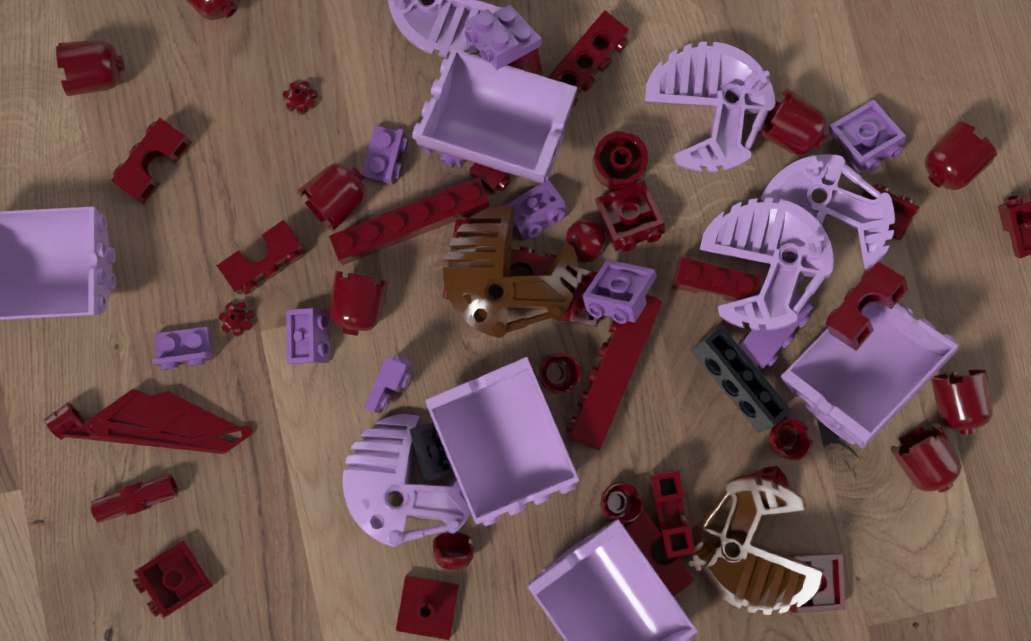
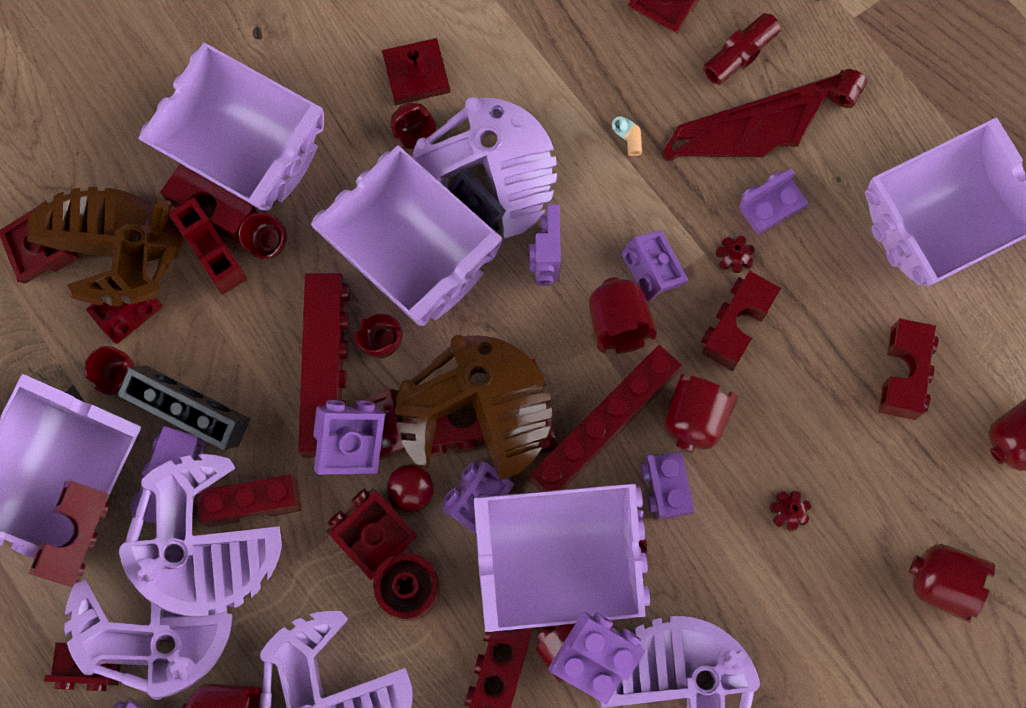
camera: 160 degrees right, 10 degrees down
(269, 463) = (630, 132): none -> arm

